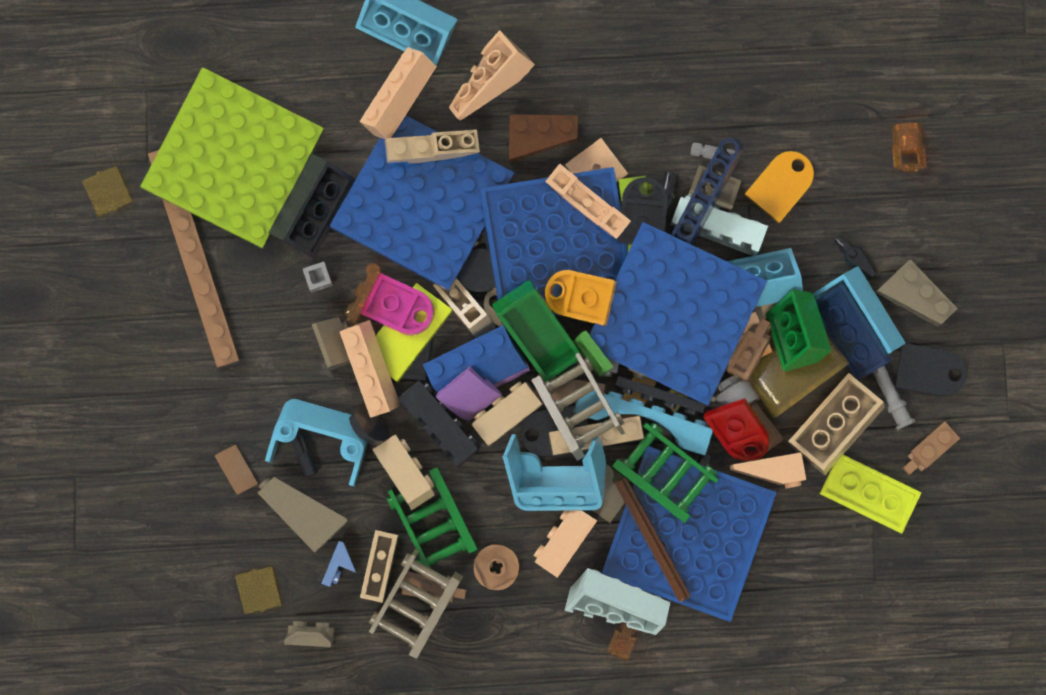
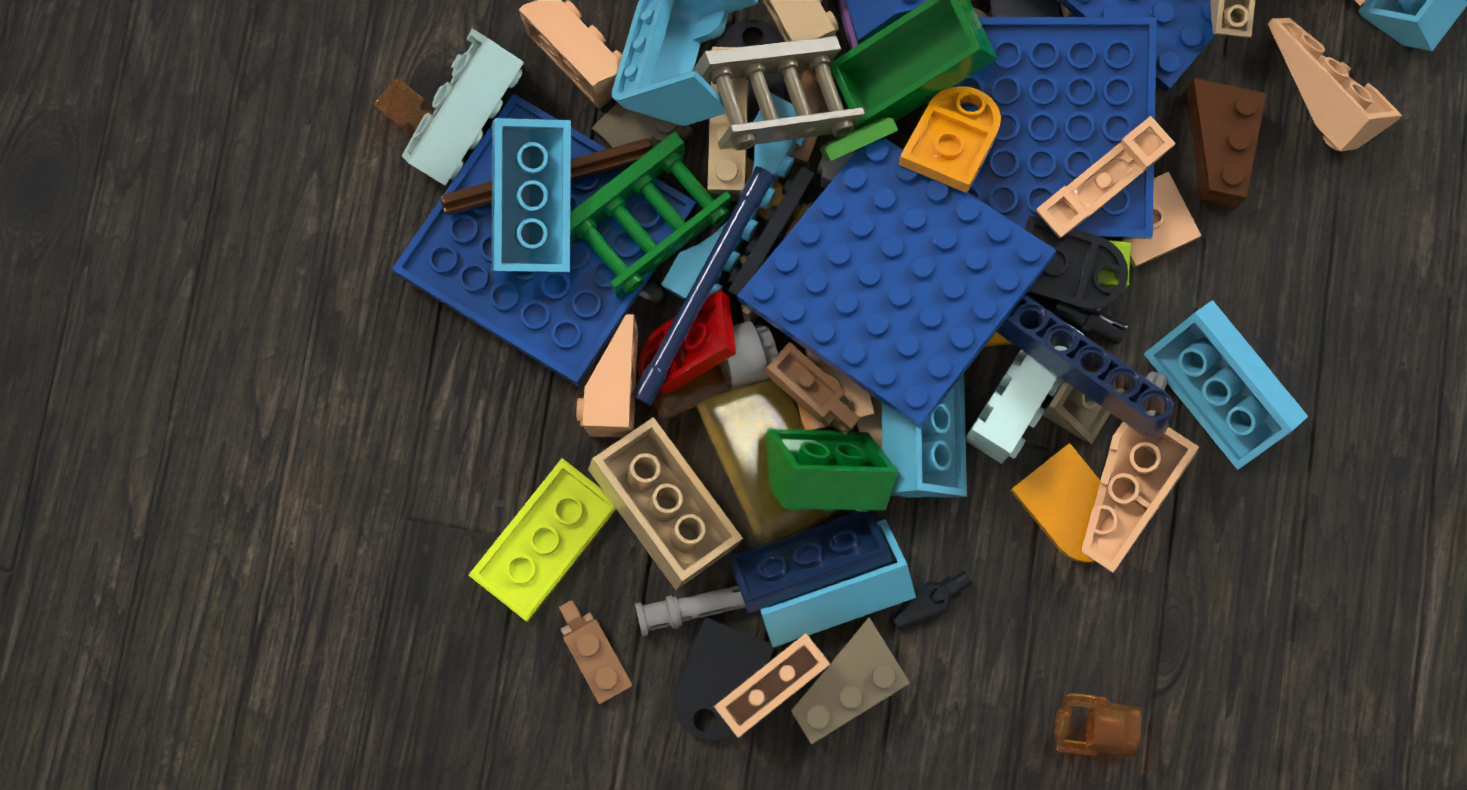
camera: 110 degrees right, 5 degrees down
(674, 542) = (531, 195): none -> medium azure slope
(690, 108) = (1225, 385): none -> medium azure slope
(763, 445) = (656, 371): none -> dark blue piece
(768, 151) = (1131, 490): none -> light nougat wedge
(929, 337) = (772, 685): none -> light nougat brick

